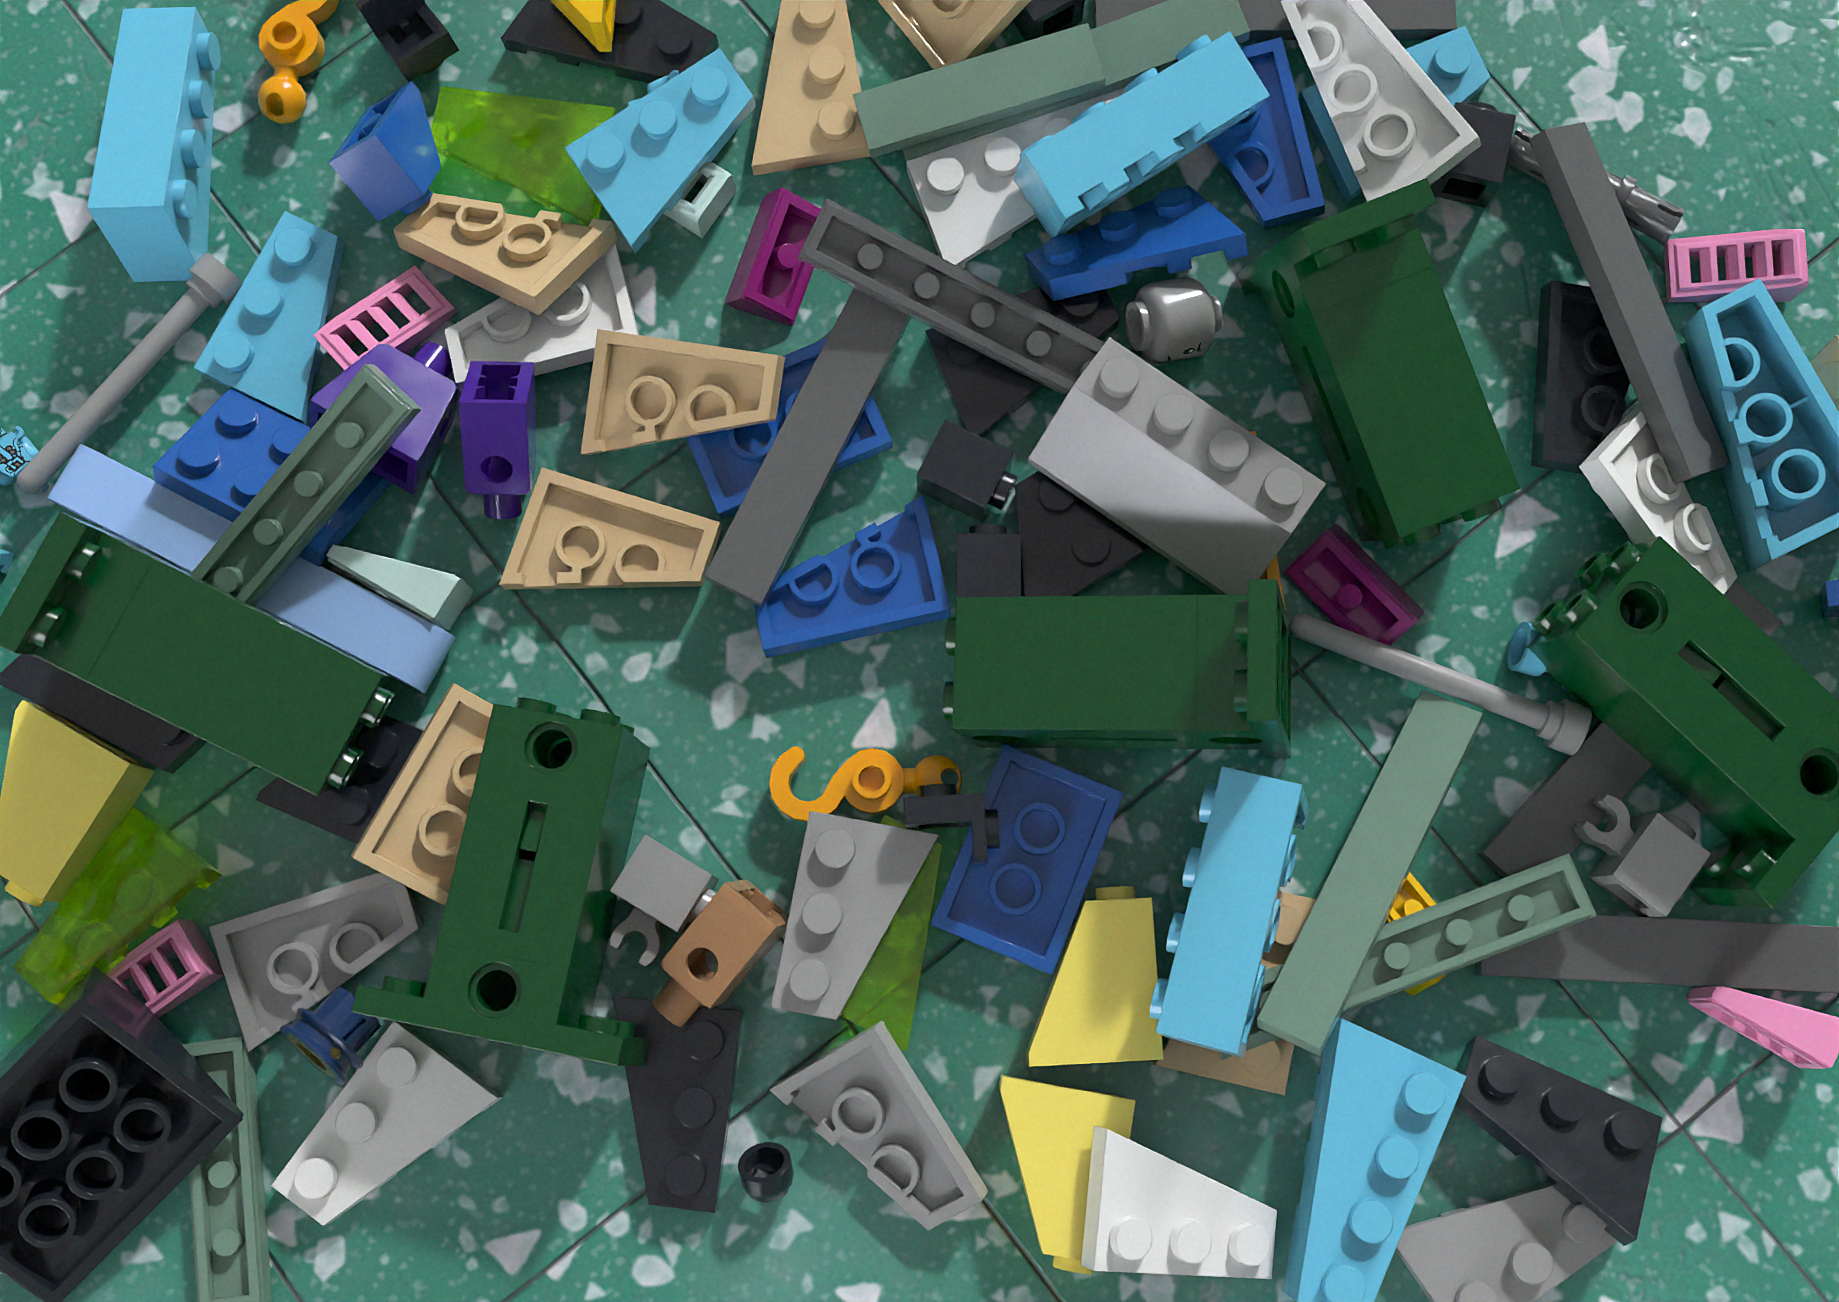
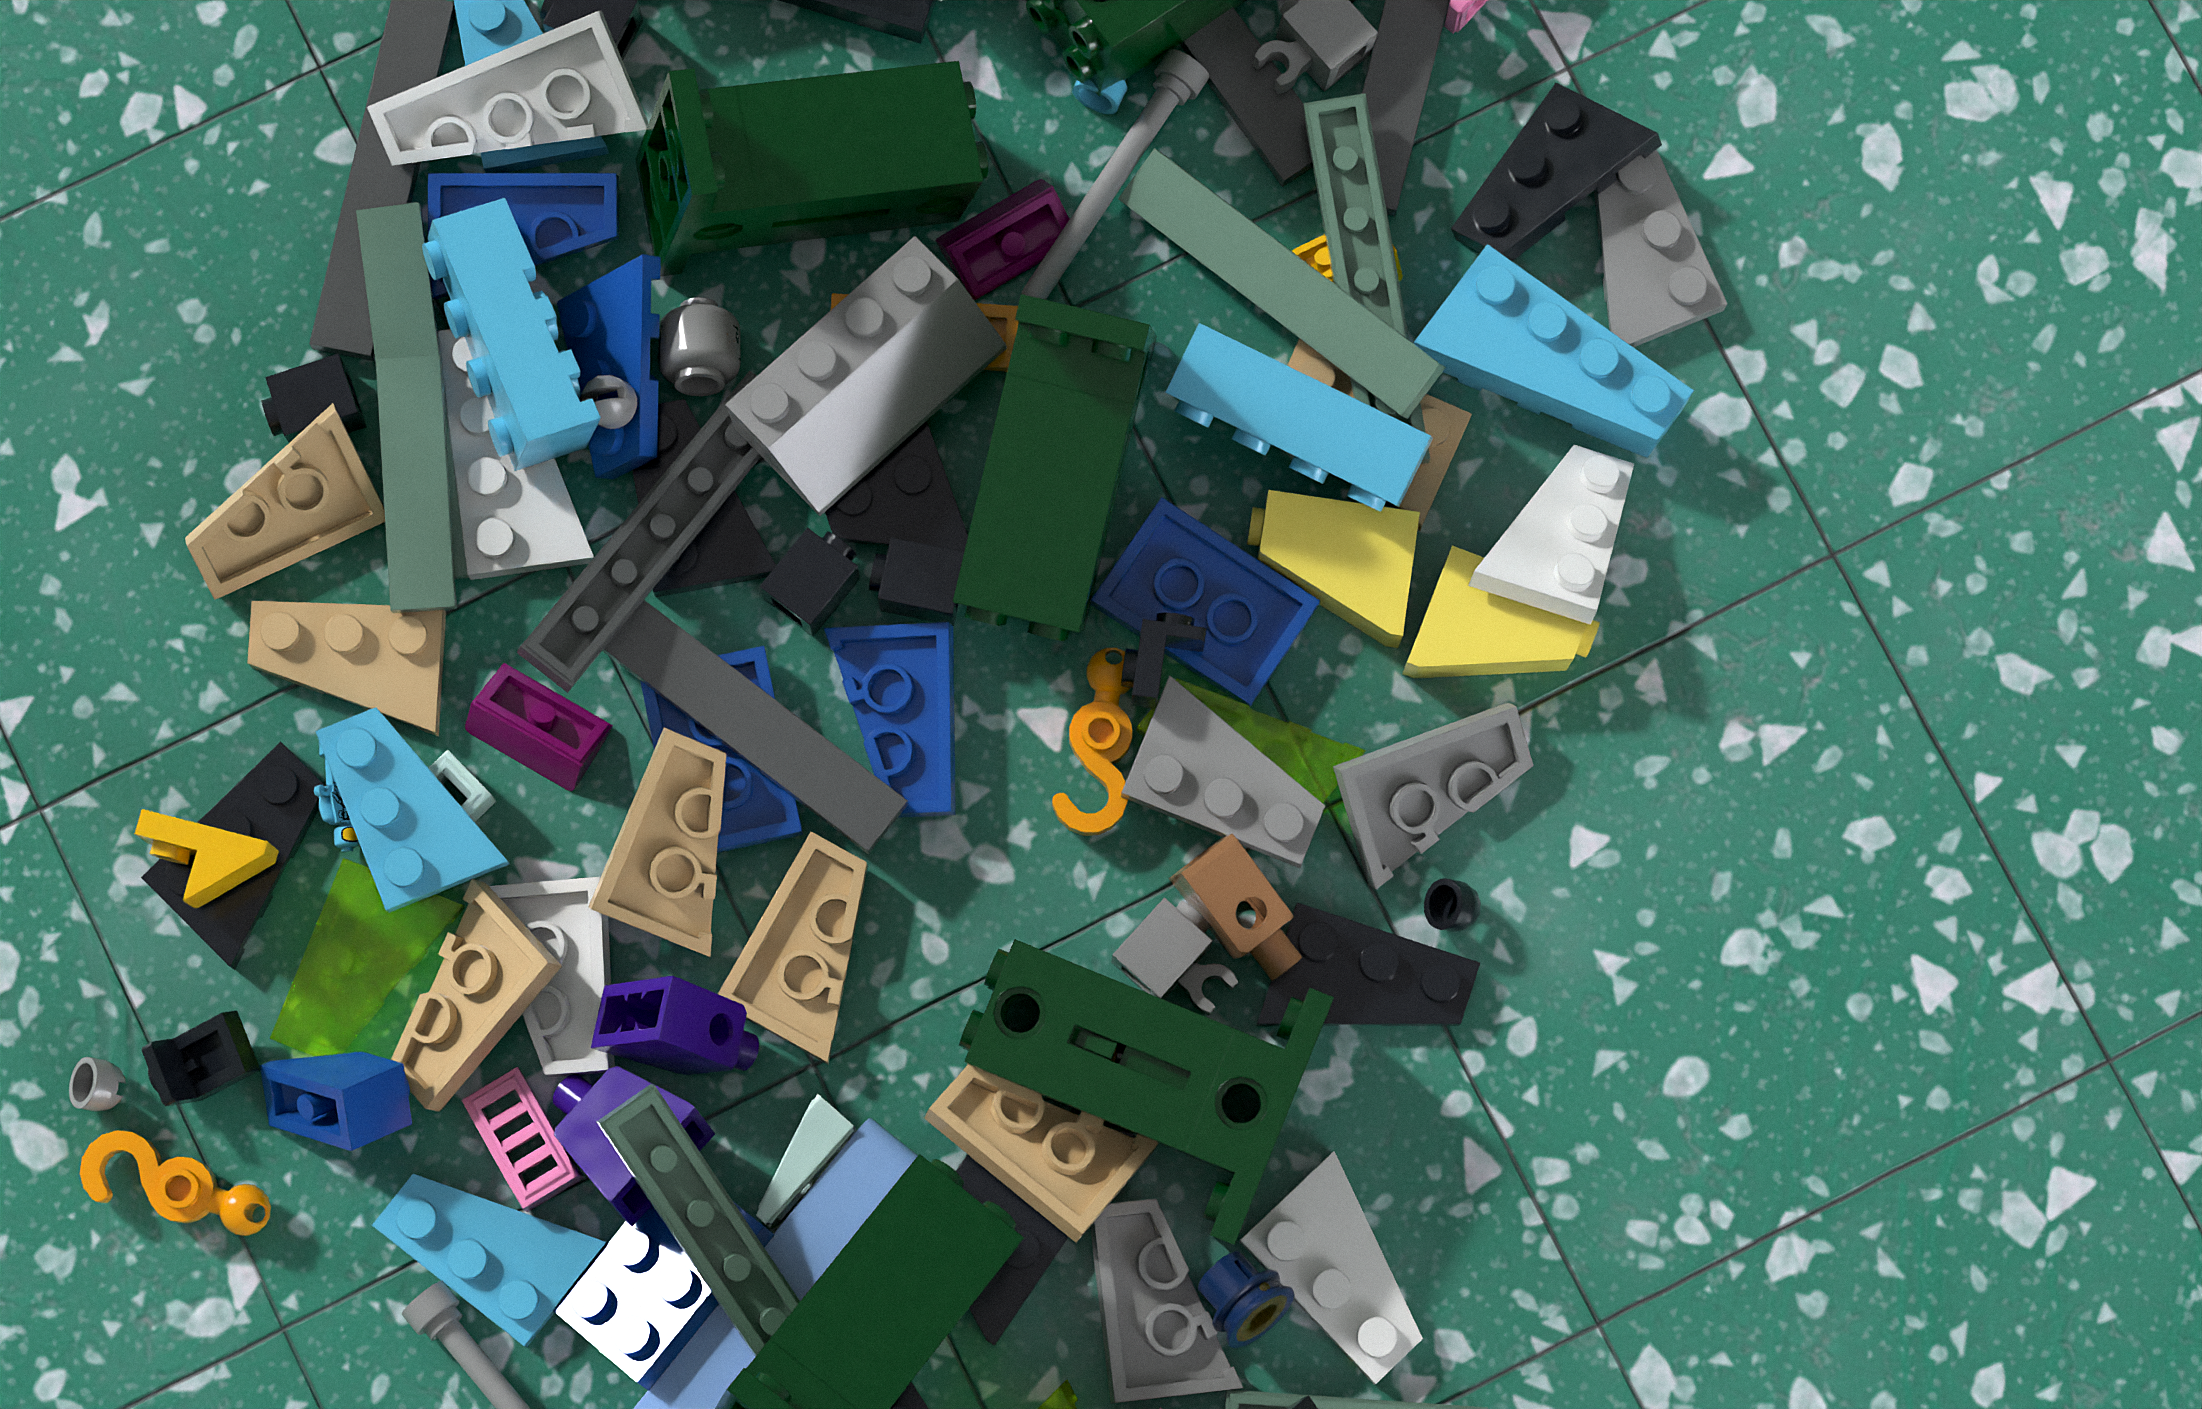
camera: 85 degrees left, 0 degrees up
(157, 143) = (267, 1338): medium azure wedge -> none
(1082, 241) = (613, 411): none -> light grey hinge

